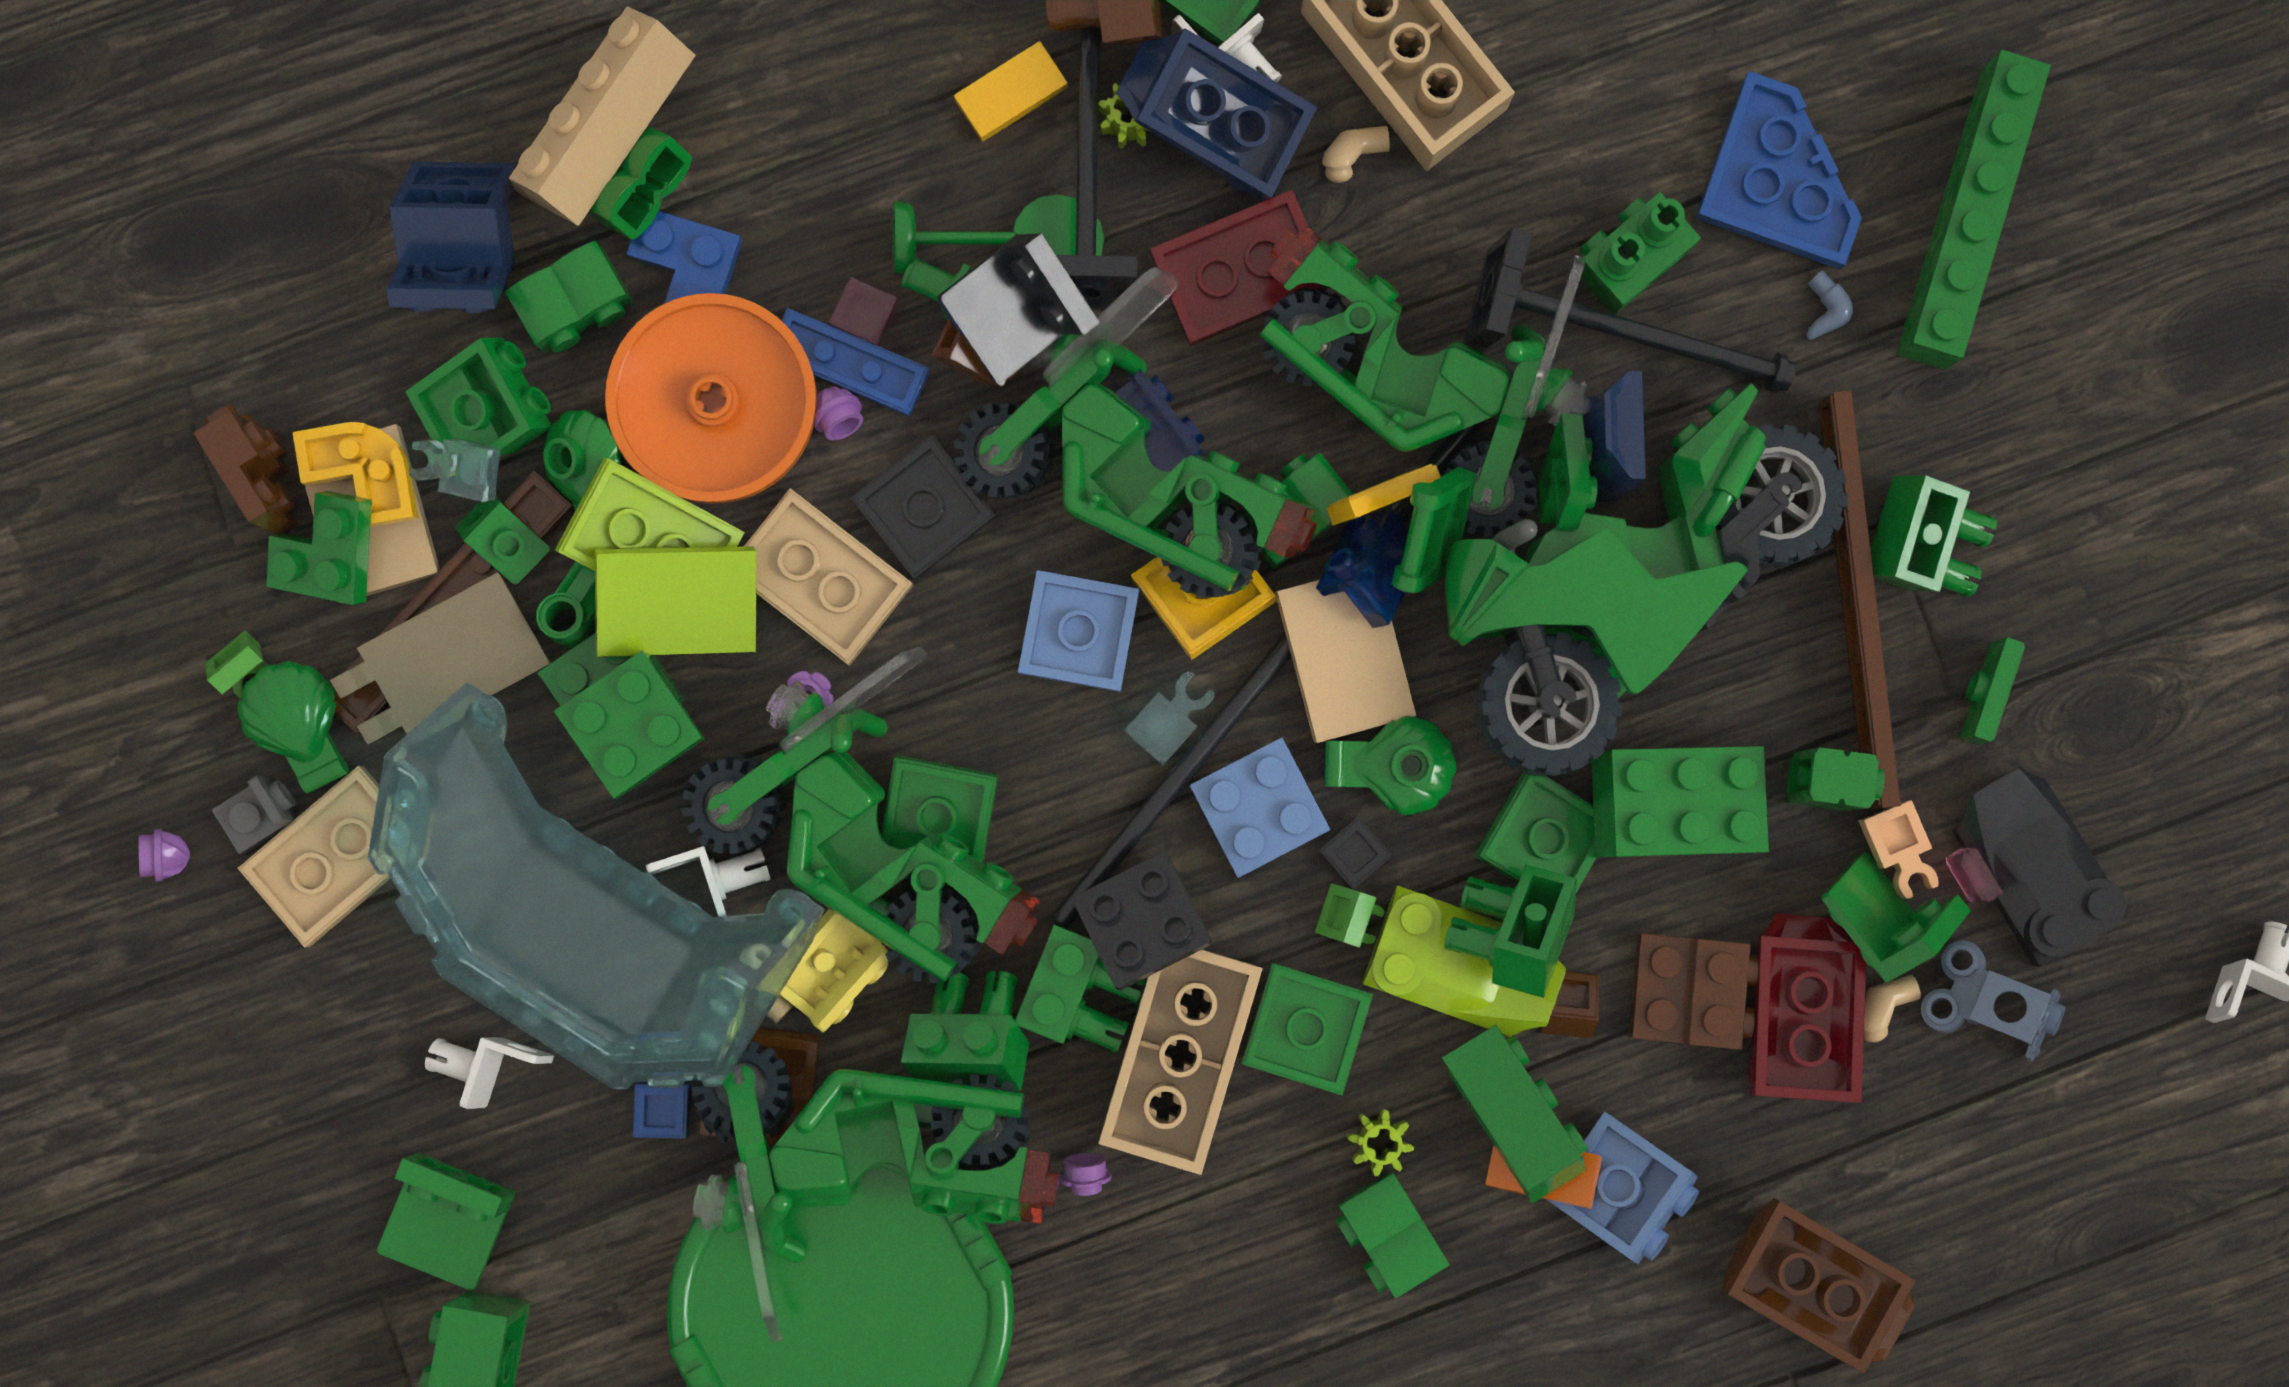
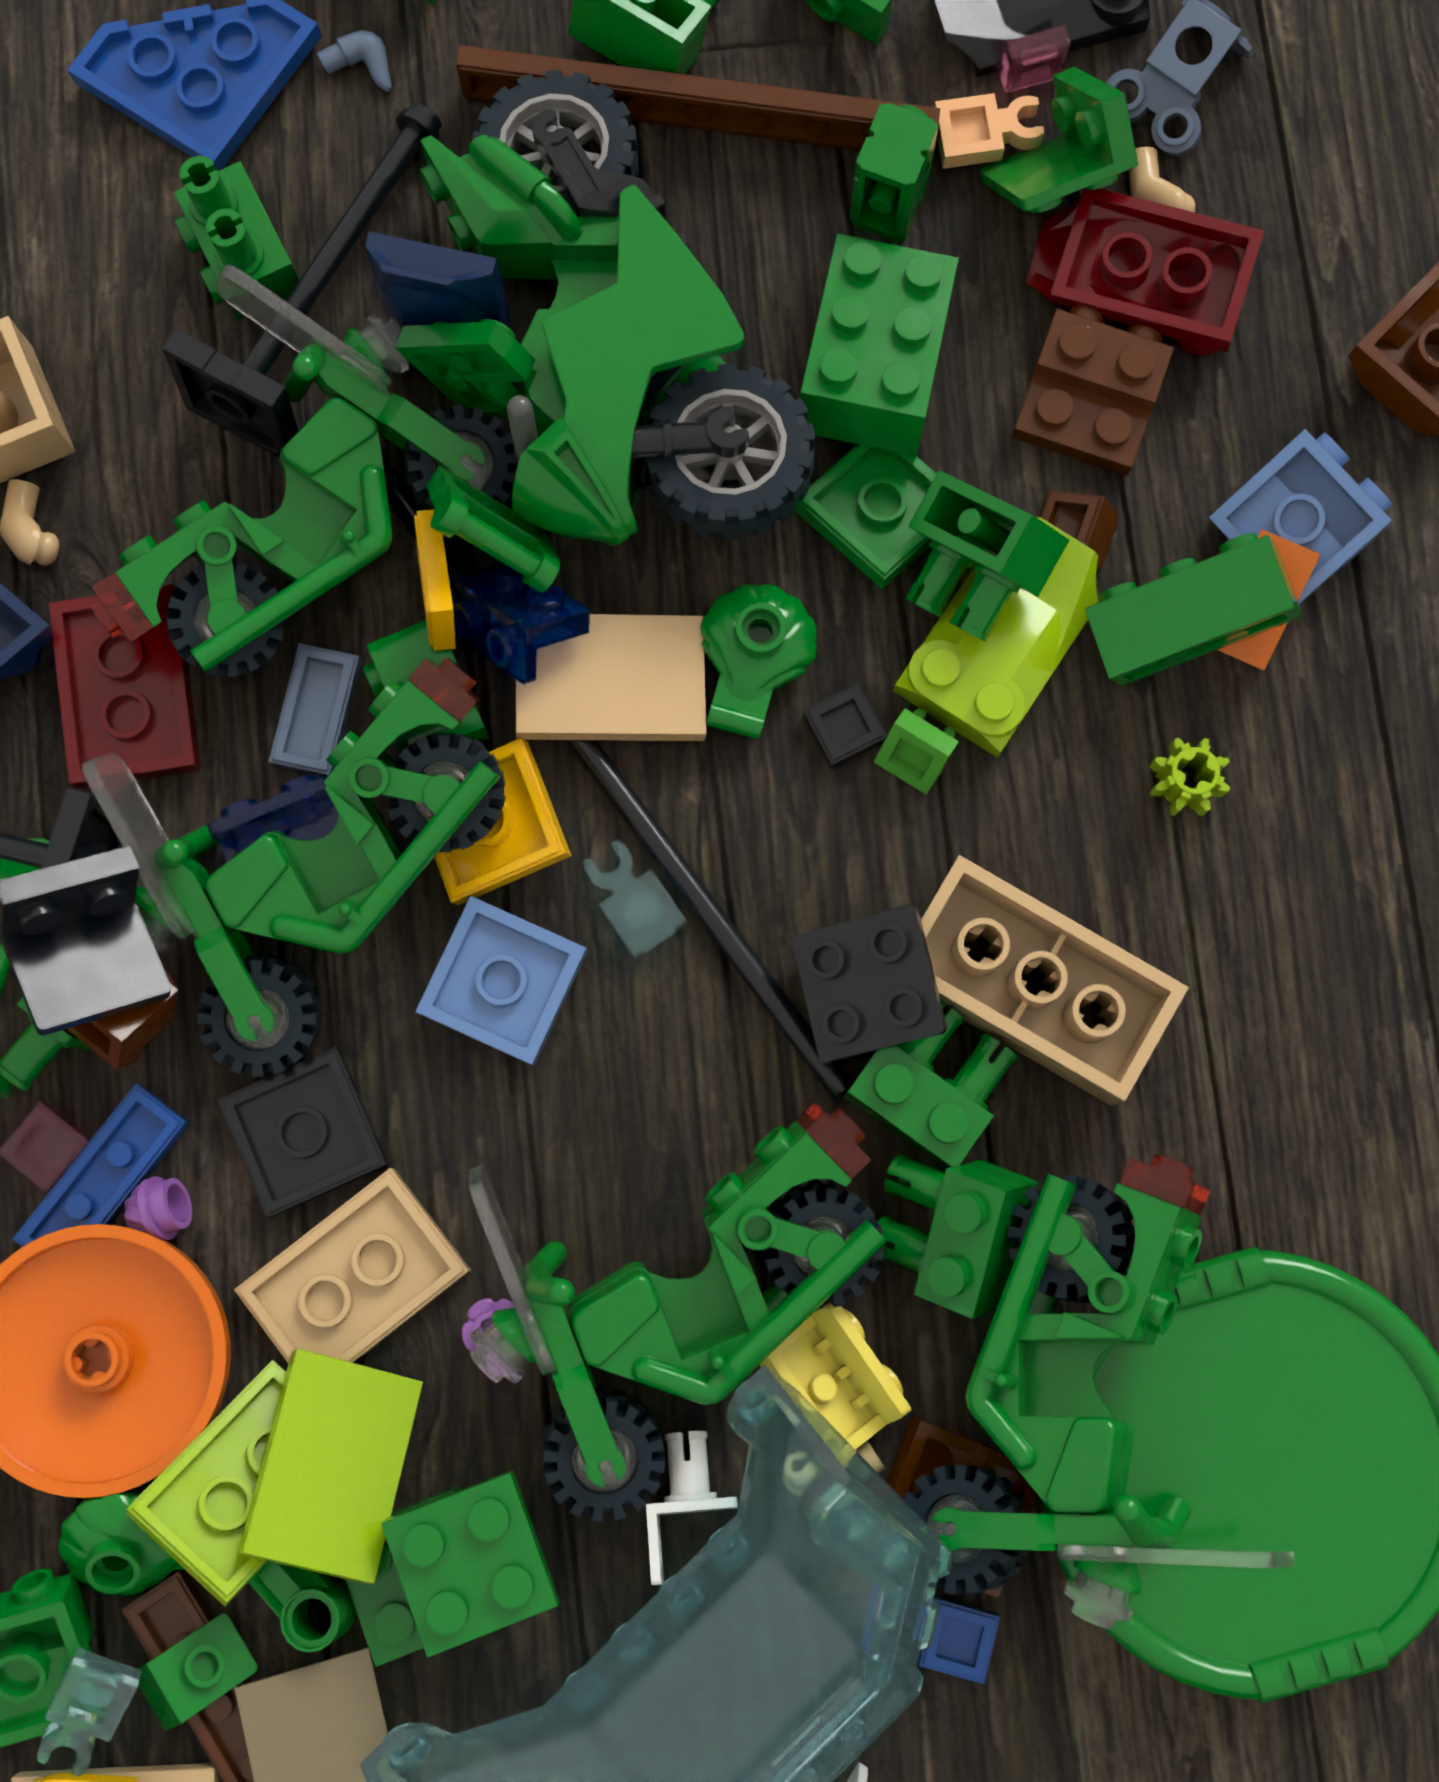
camera: 70 degrees left, 5 degrees down
(939, 800) = (662, 1198): green plate -> none
(1085, 1173) = (1150, 1131): medium lavender plate -> none
(1259, 807) = (765, 822): medium blue plate -> none
(1260, 424) = (315, 709): none -> sand blue tile
(1306, 1029) = (1038, 828): green plate -> none
(1391, 1234) = (1300, 790): green brick -> none

